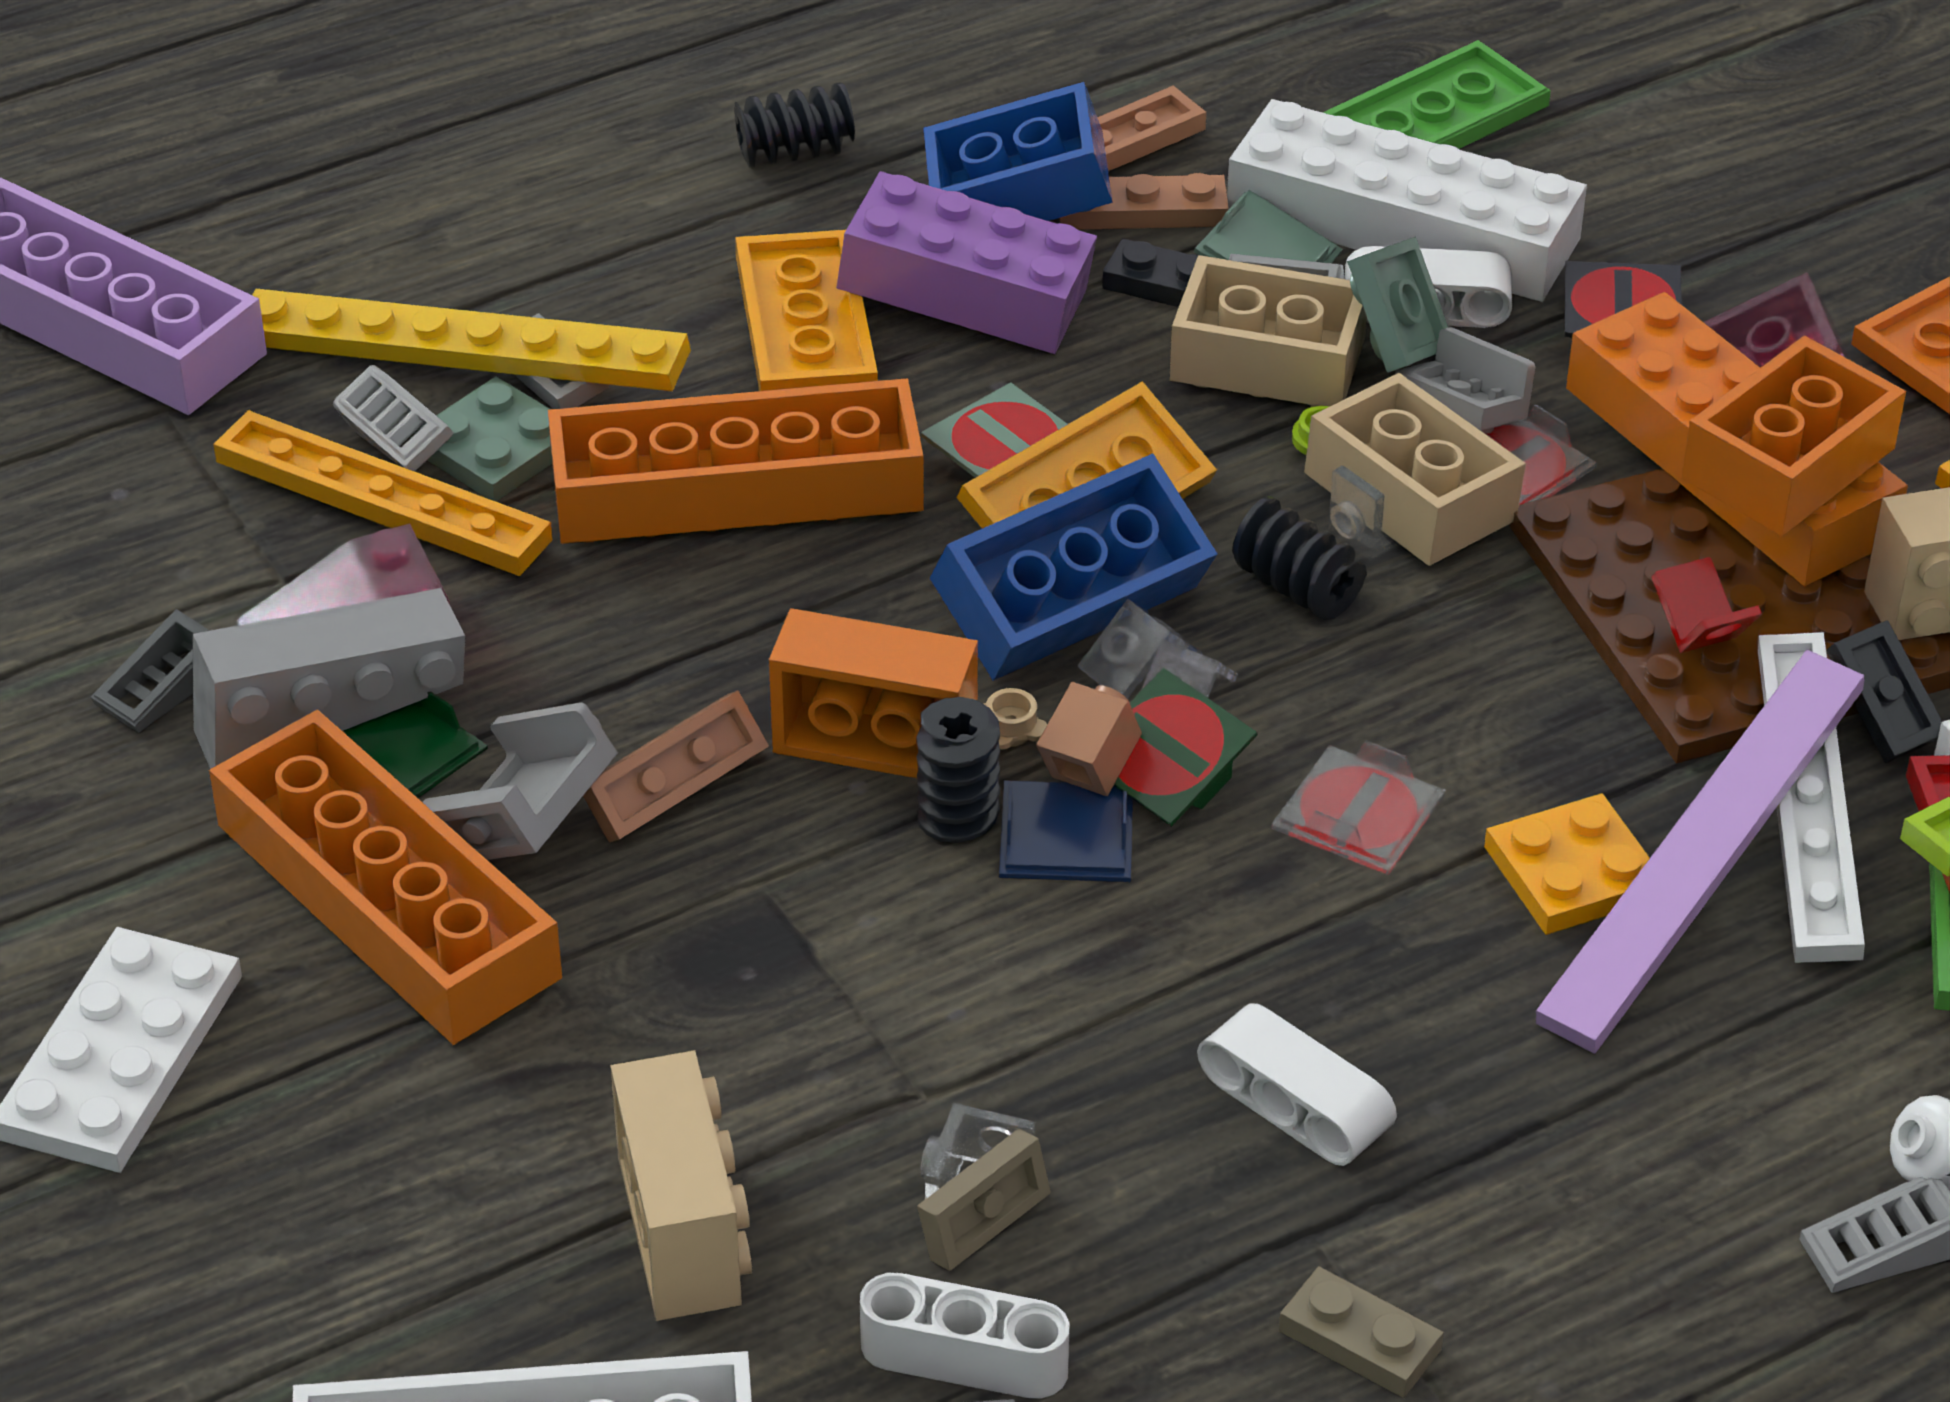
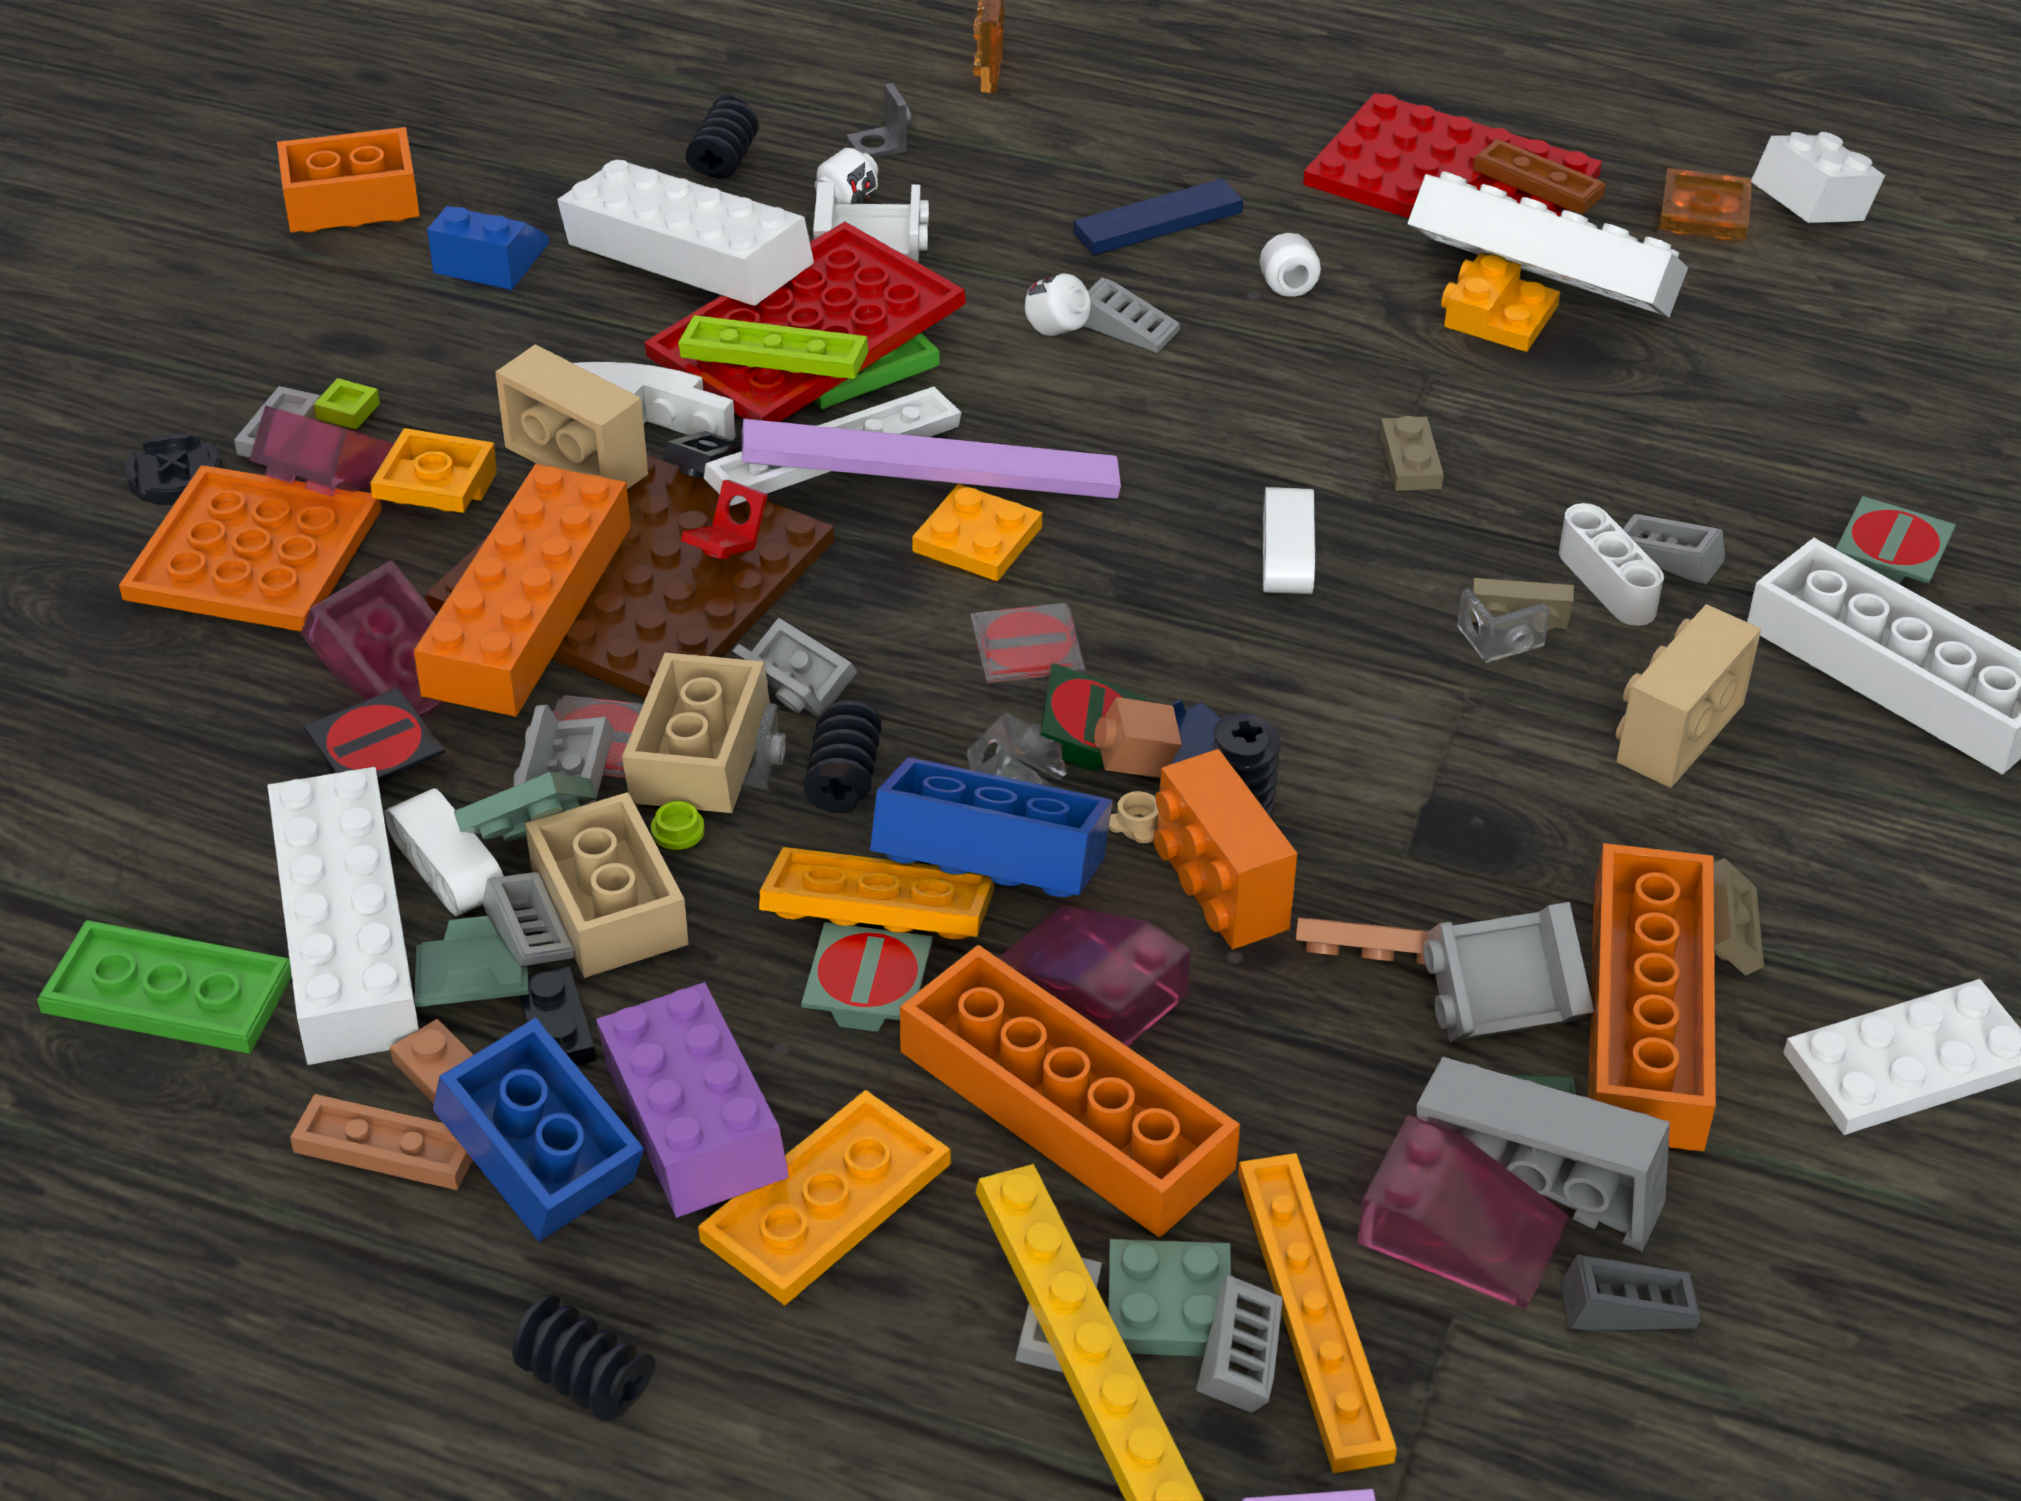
camera: 130 degrees left, 0 degrees up
(398, 1027) = (1736, 919): none -> dark tan plate
(851, 565) = (1105, 968): none -> clear pink slope
(1459, 588) = (799, 668): none -> light grey bracket
(1792, 435) = (582, 473): orange brick -> none

